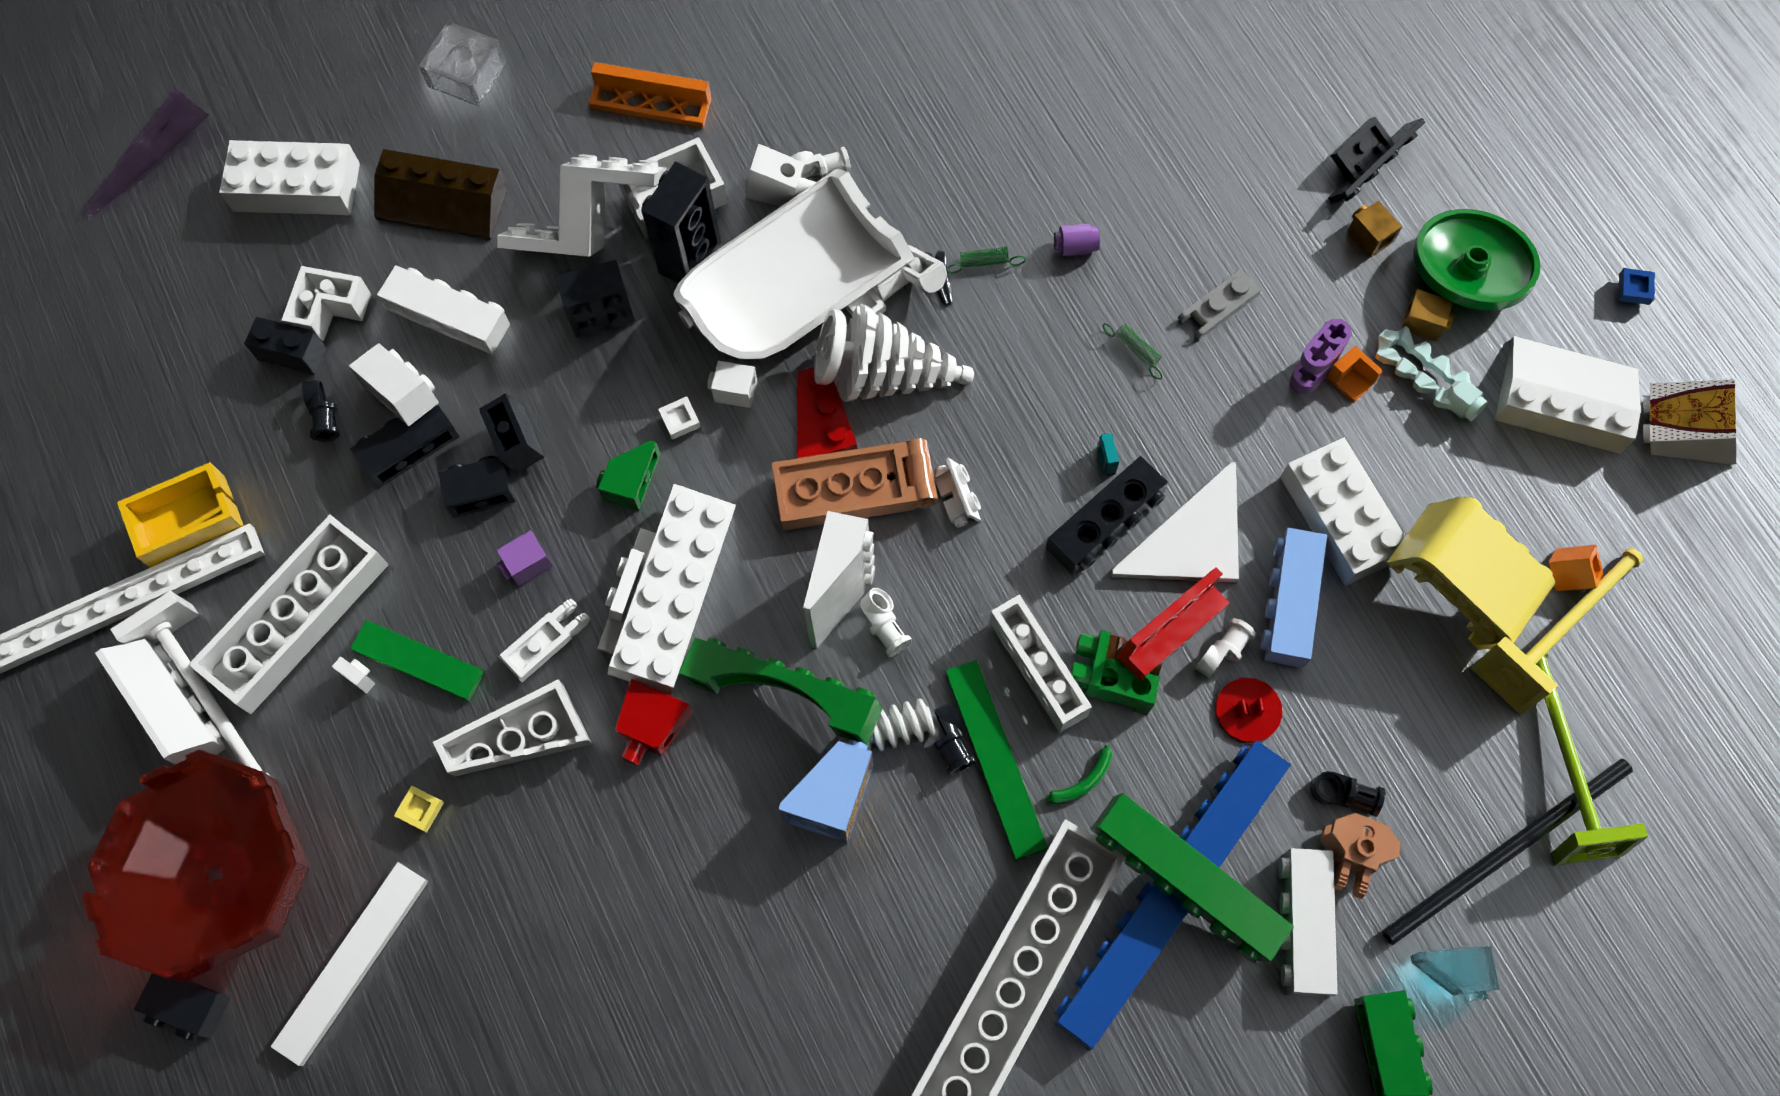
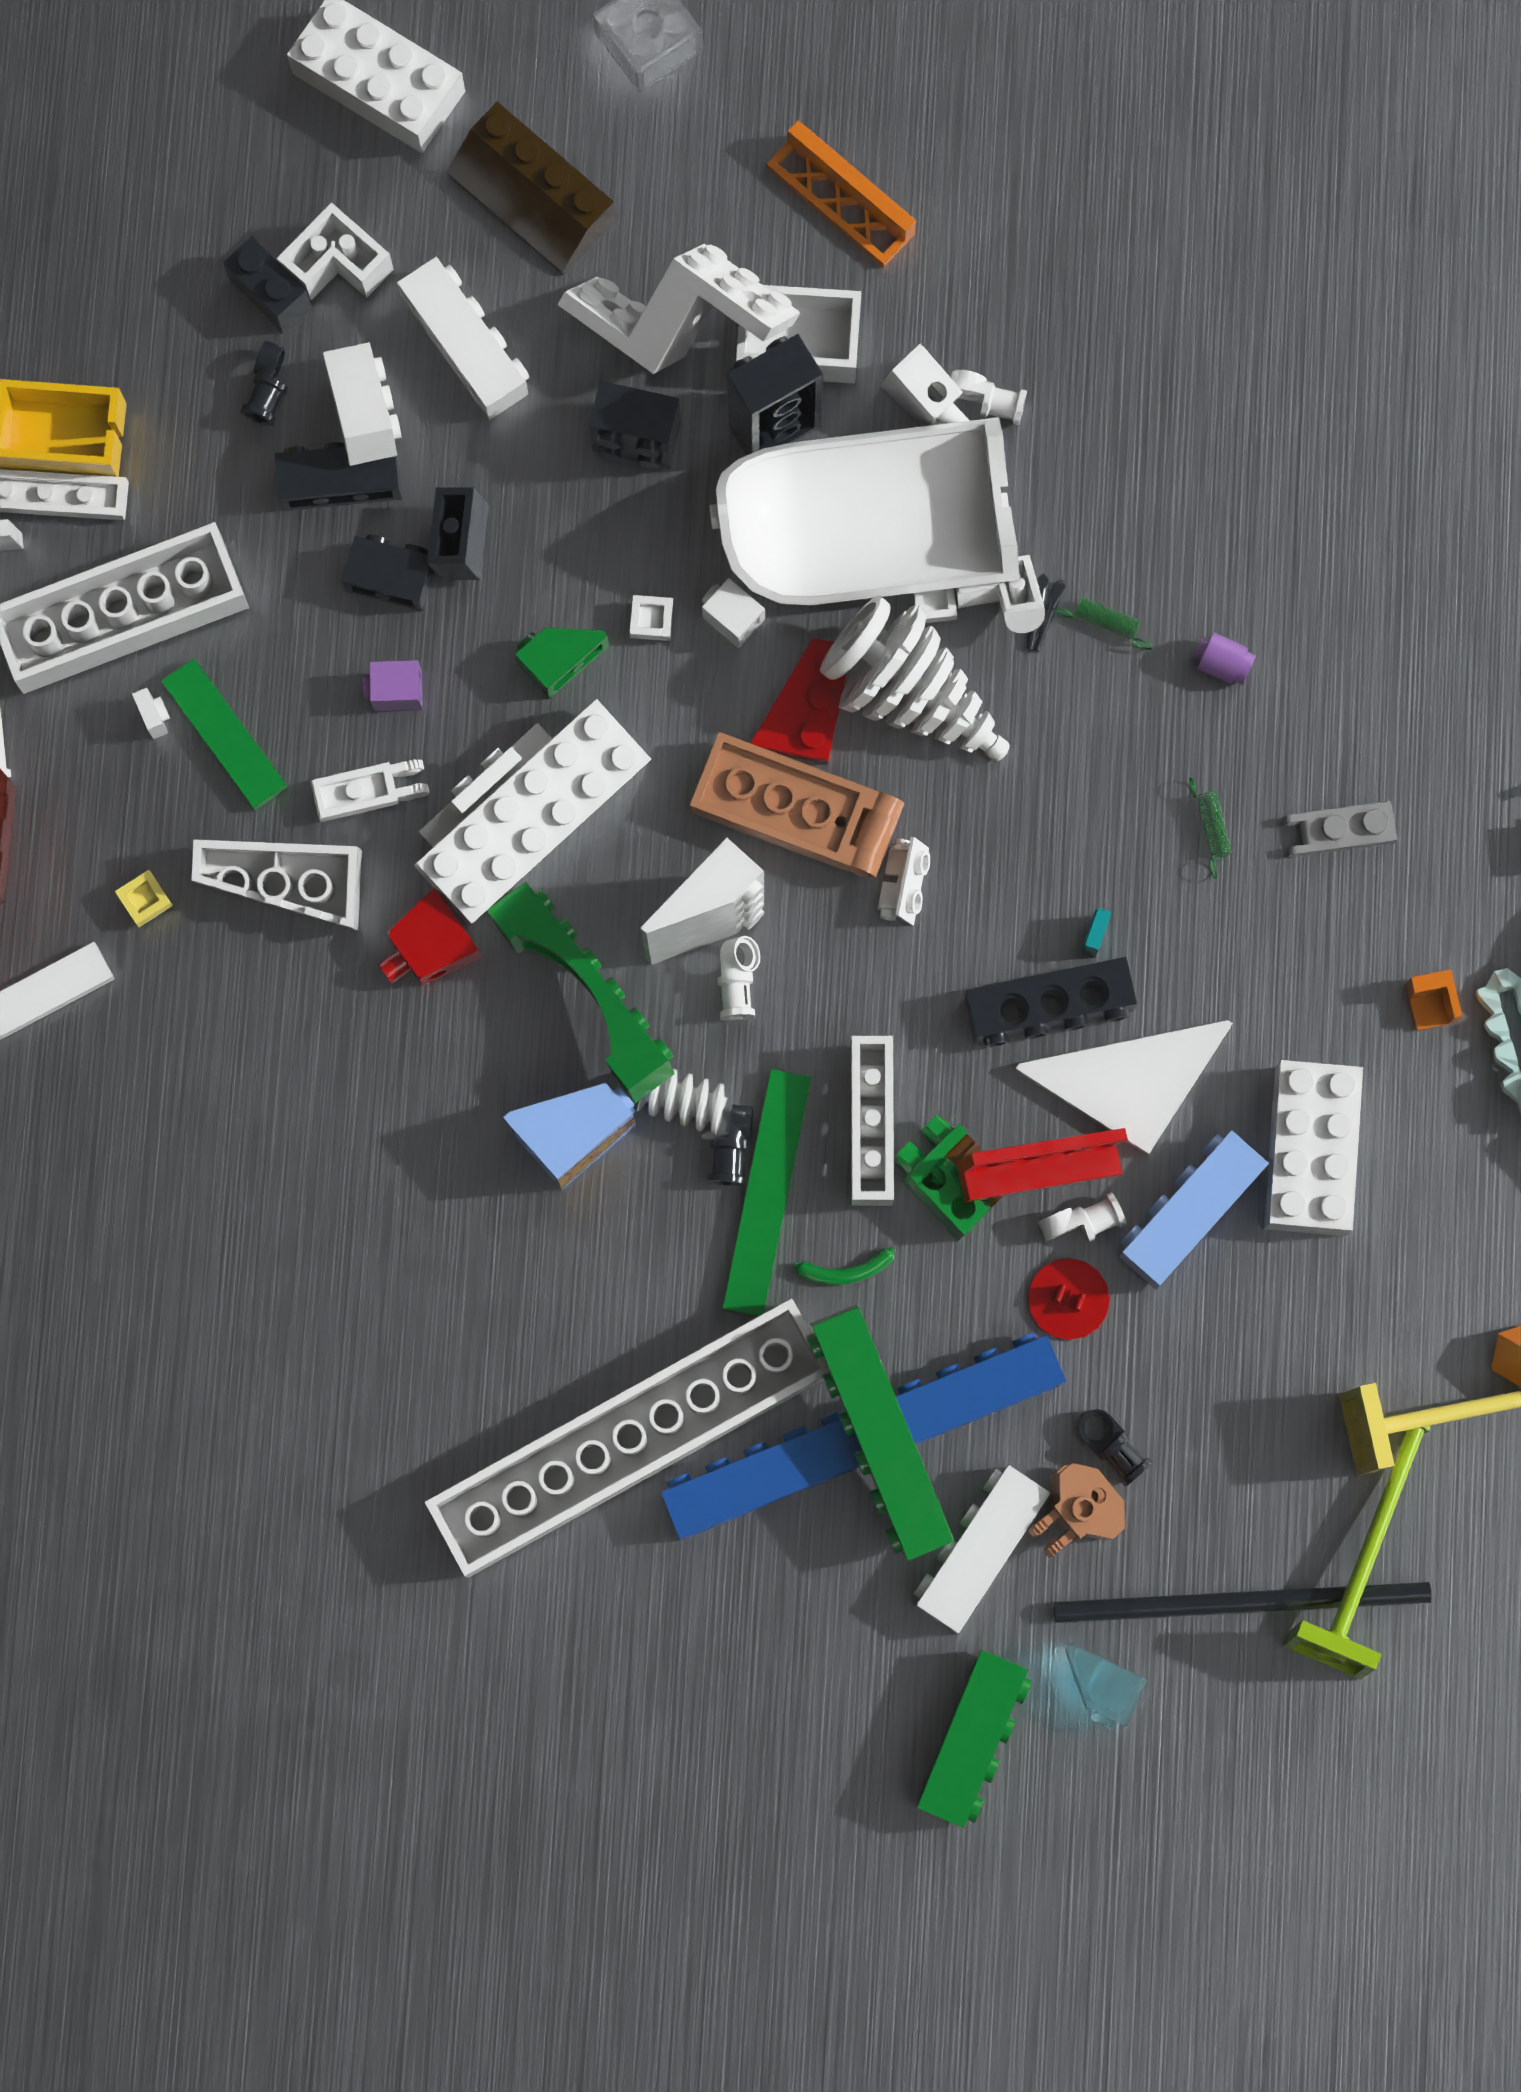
camera: 30 degrees right, 10 degrees up
(1321, 355) = (1418, 955): medium lavender connector -> none
(1475, 568) = (1397, 1294): light yellow windscreen -> none

